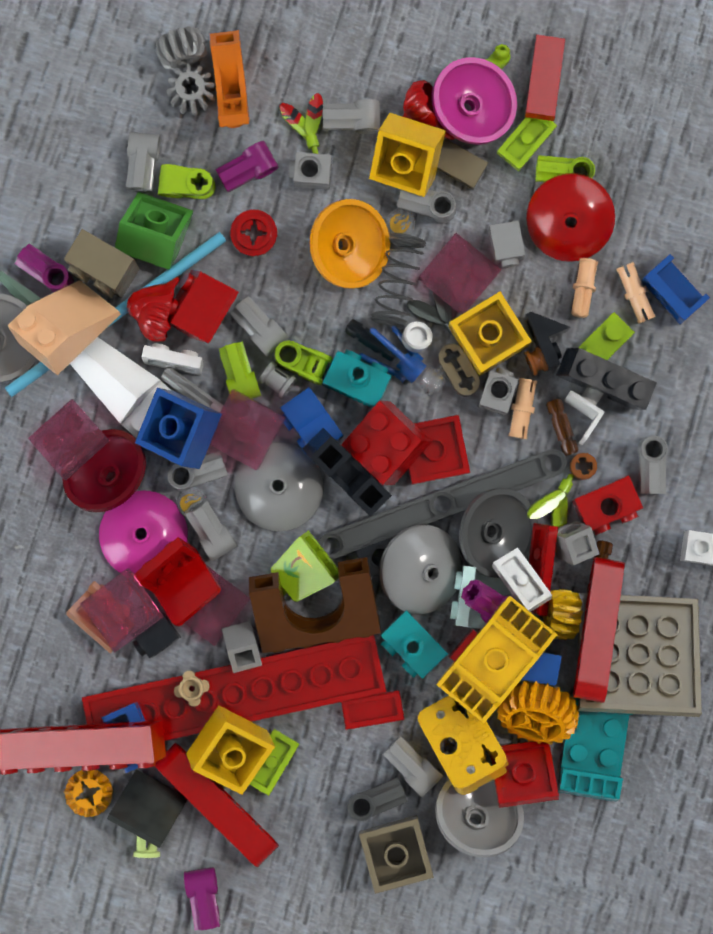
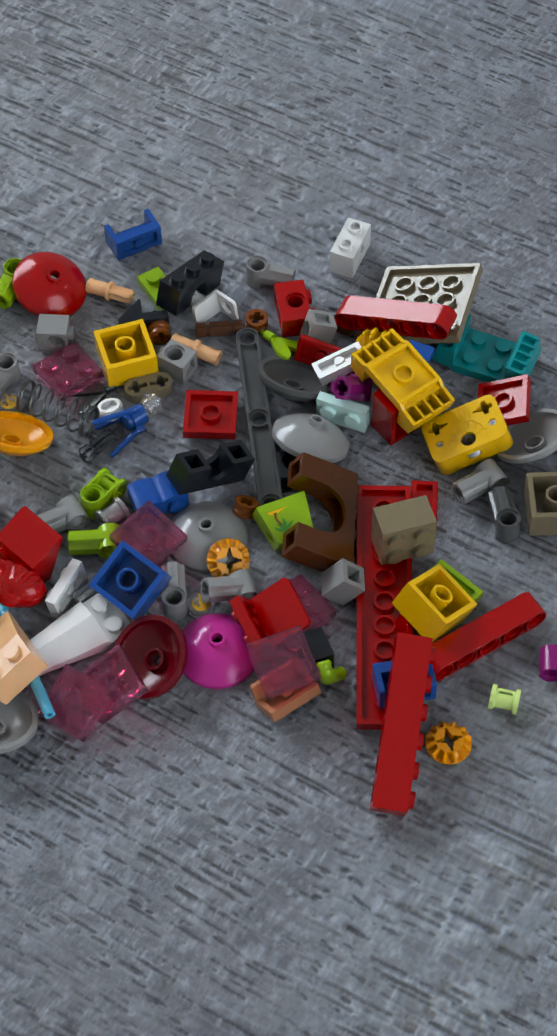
camera: 80 degrees left, 30 degrees down
(41, 411) = (77, 702): none -> clear pink plate
(128, 656) = (329, 674): none -> lime arm
(147, 808) = (474, 687): pearl dark grey tile -> none
(183, 691) = (370, 620): tan plate -> none
(247, 507) = (219, 550): none -> light orange gear
(304, 701) = (403, 530): none -> dark tan brick
(328, 519) = (245, 506): none -> dark orange bush
(357, 379) = (133, 453): teal brick -> none
(386, 443) = (192, 430): red brick -> none
(413, 645) = (375, 458): teal brick -> none
(539, 713) = (458, 368): light orange gear -> none
(636, 292) = (126, 260): light nougat pin -> none

